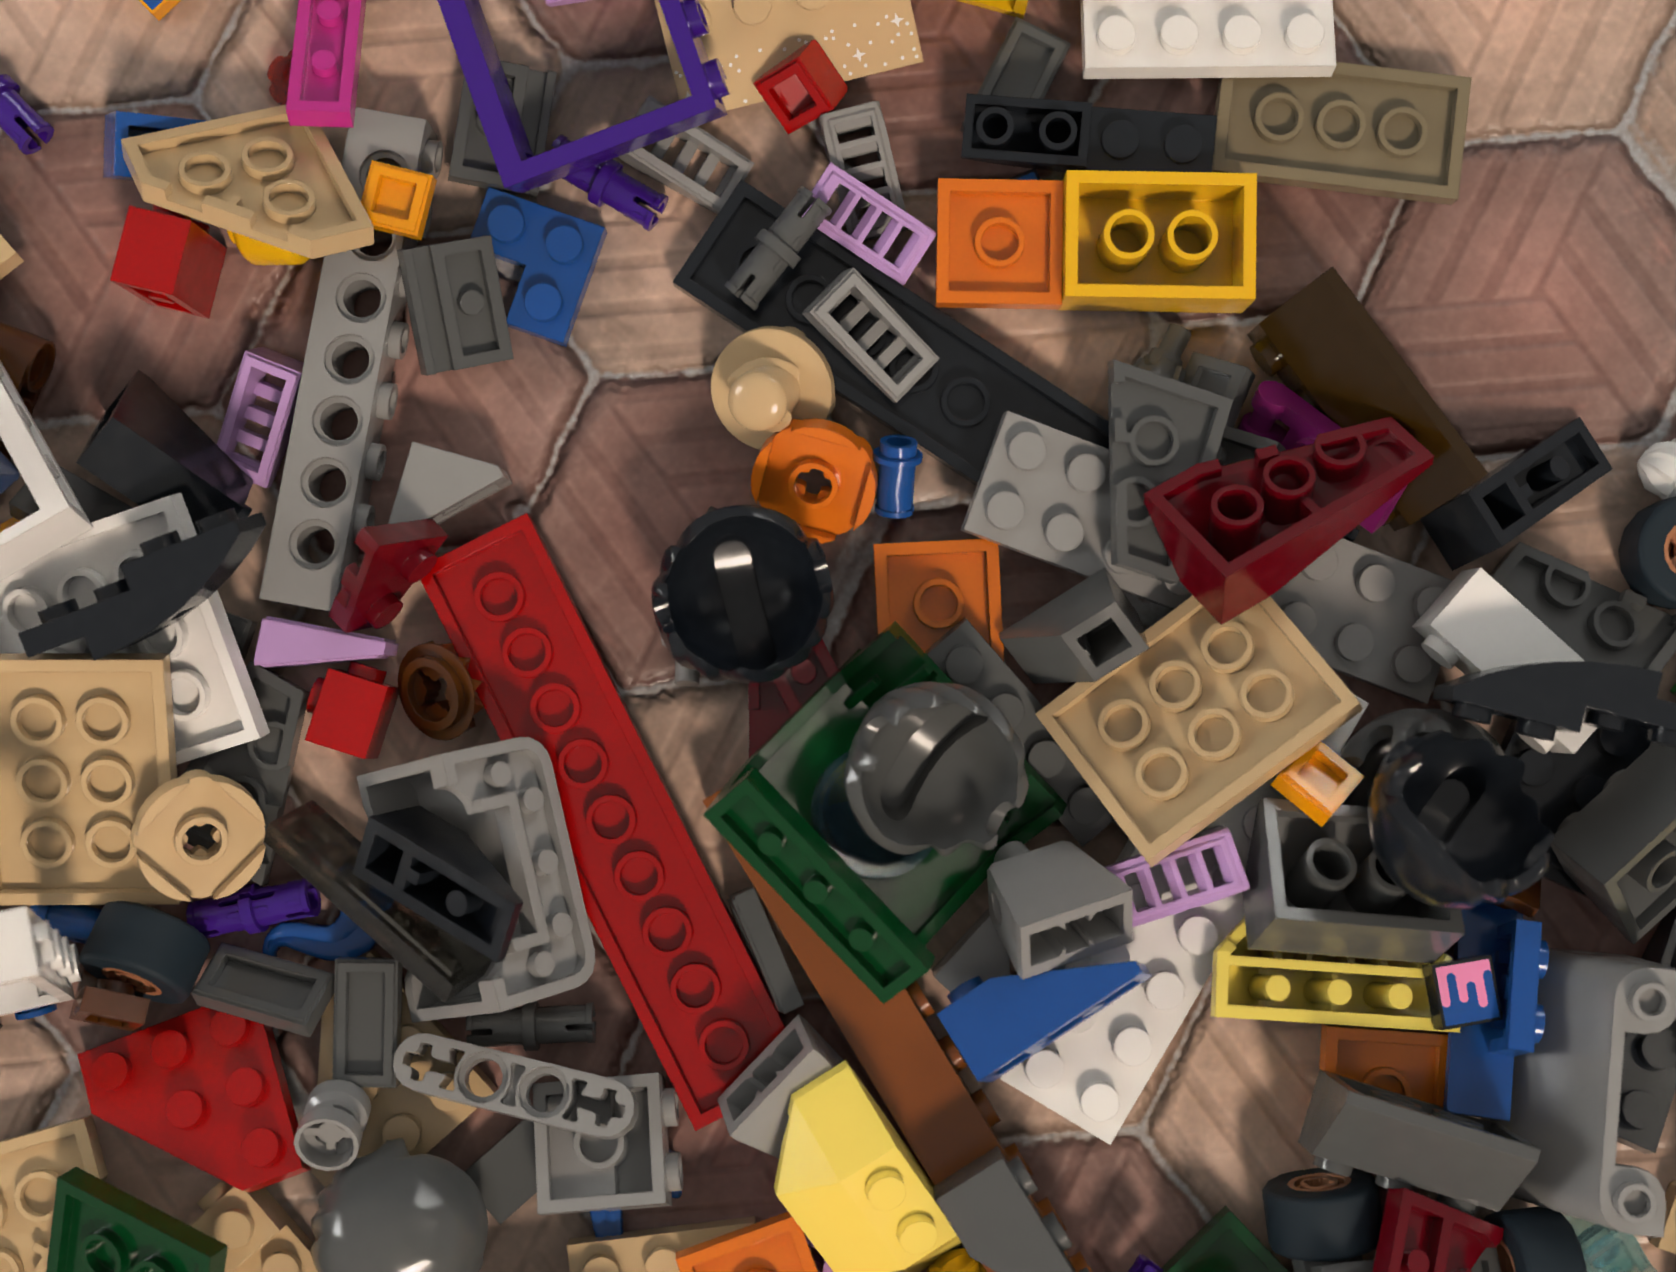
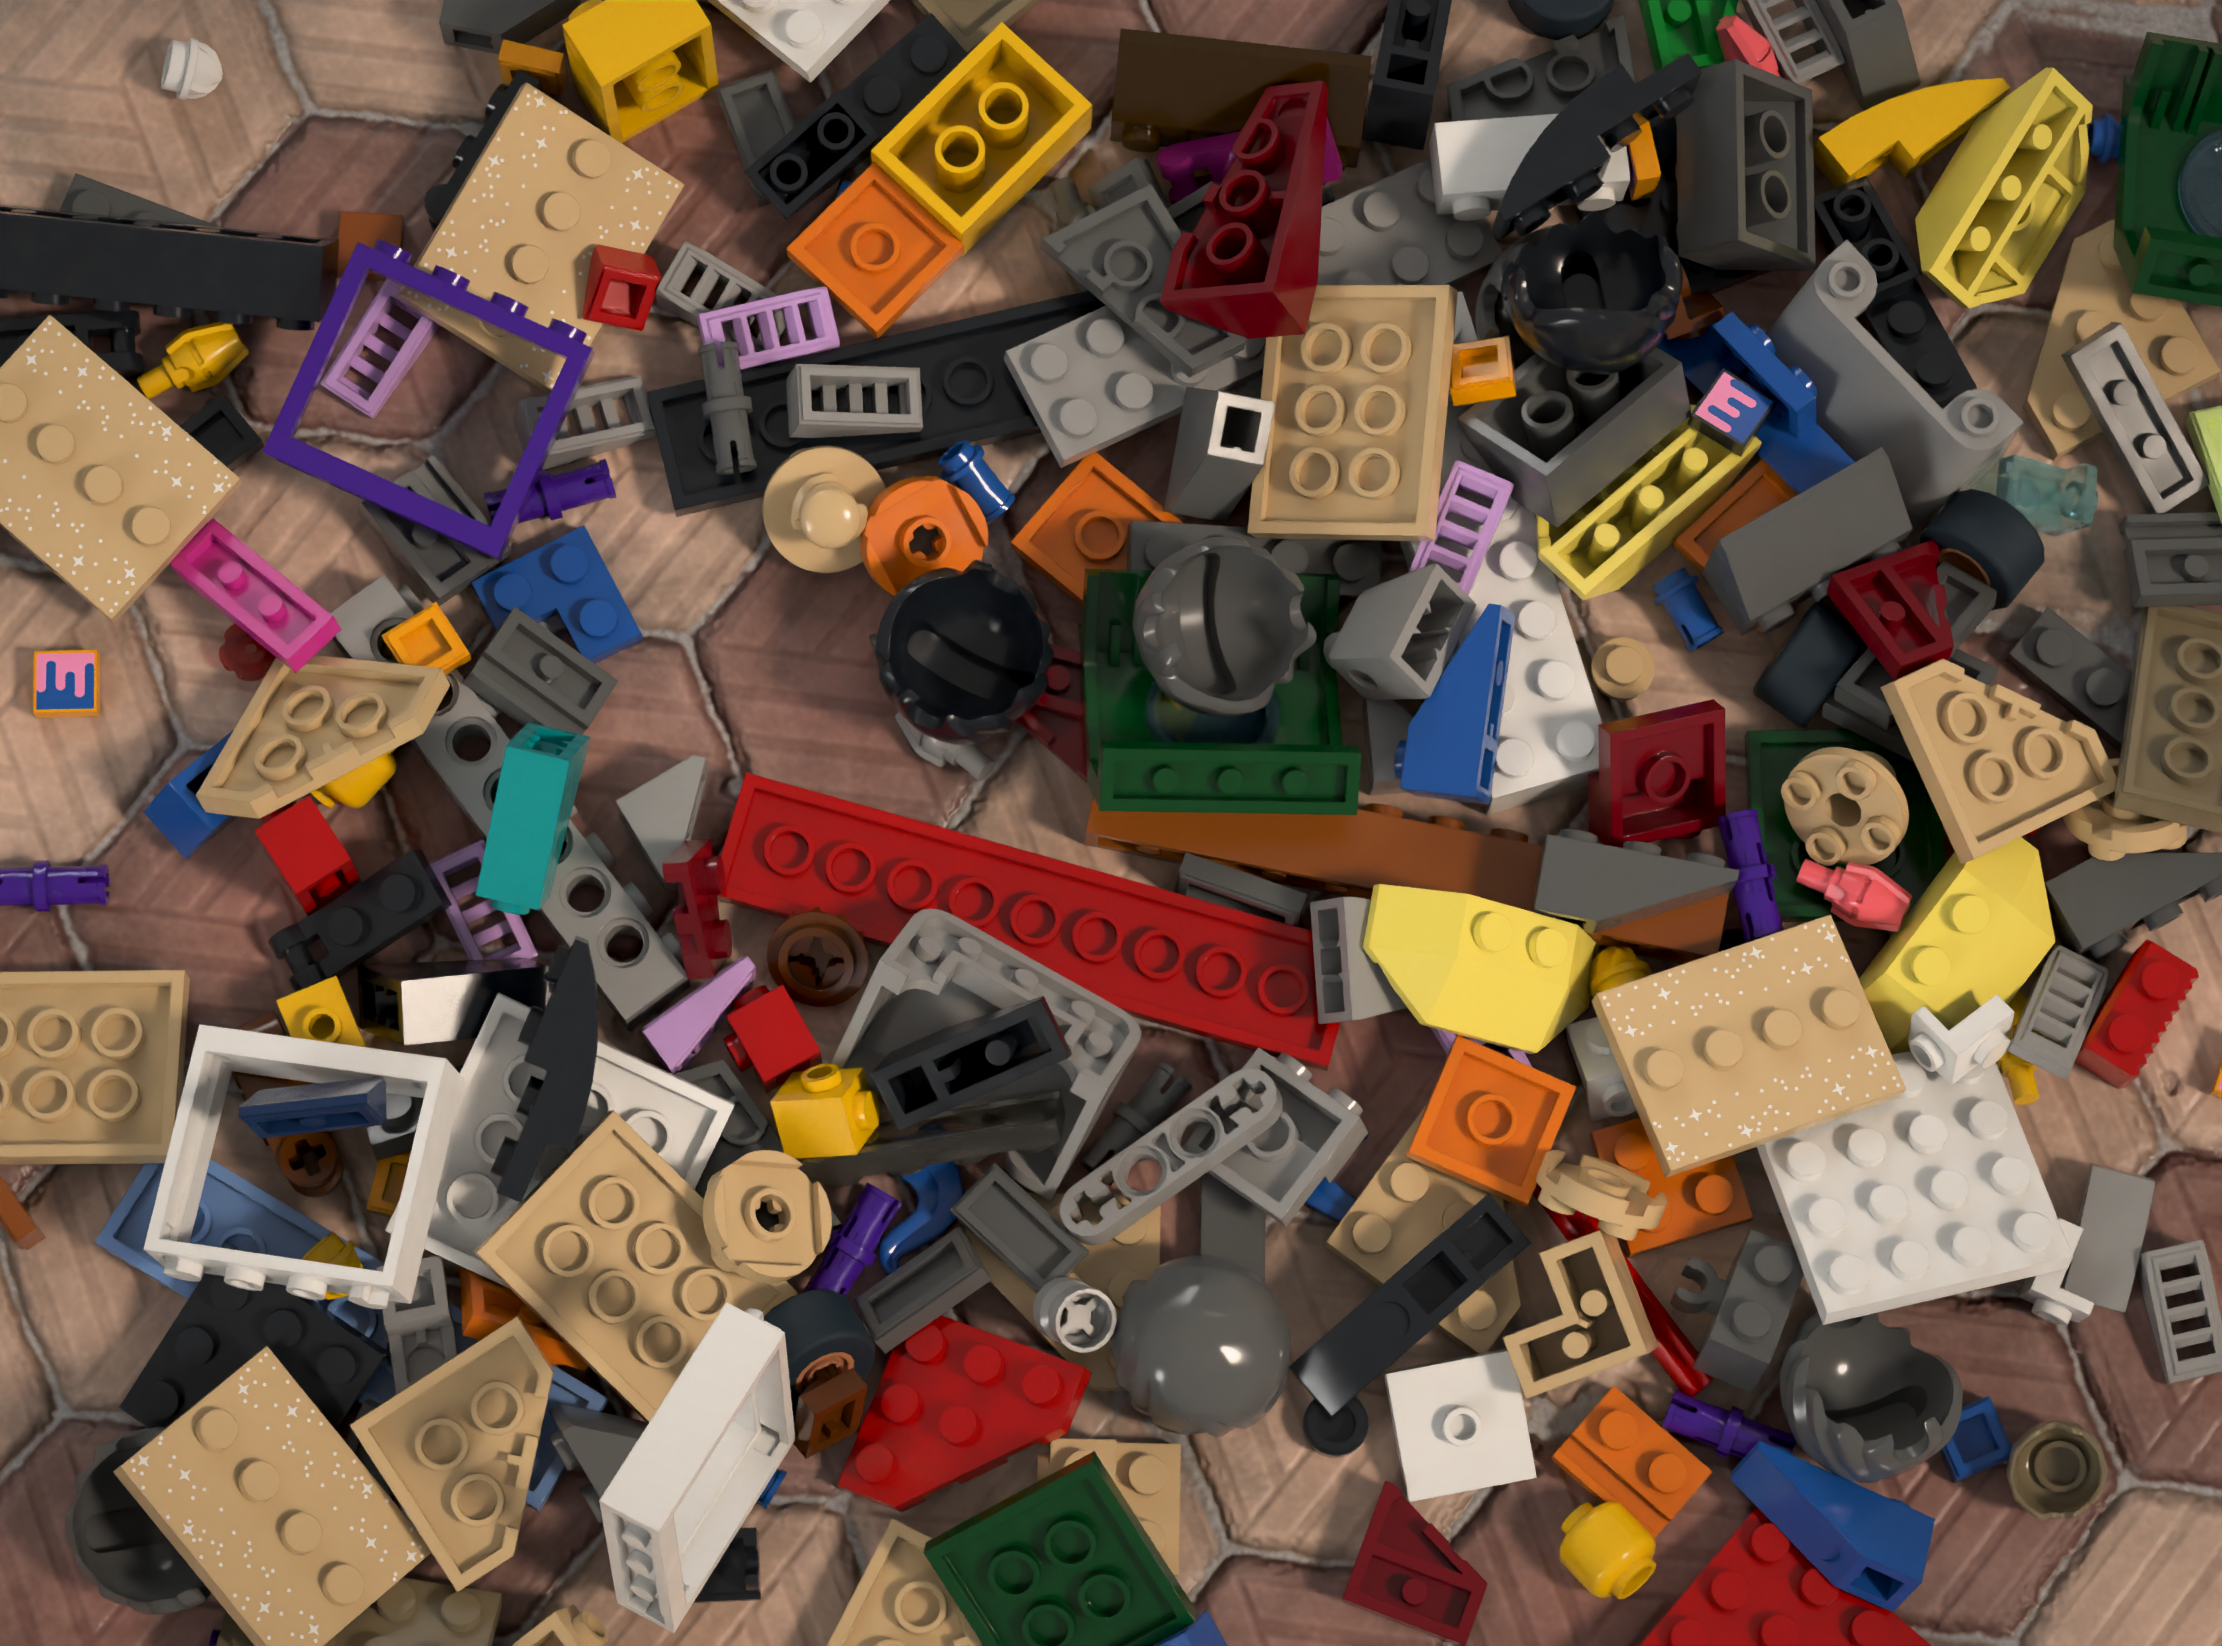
camera: 55 degrees left, 10 degrees down
(68, 391) = (321, 1014): none -> yellow brick
(168, 343) = (362, 920): none -> black plate
(323, 803) = (825, 1112): none -> yellow brick
(333, 391) = (531, 817): none -> teal slope
(1130, 1187) = (1659, 775): none -> dark red plate
(1193, 1072) = (1623, 668): none -> tan plate
(1282, 1079) = (1687, 609): none -> blue pin
(1595, 751) = (1643, 165): none -> light orange tile

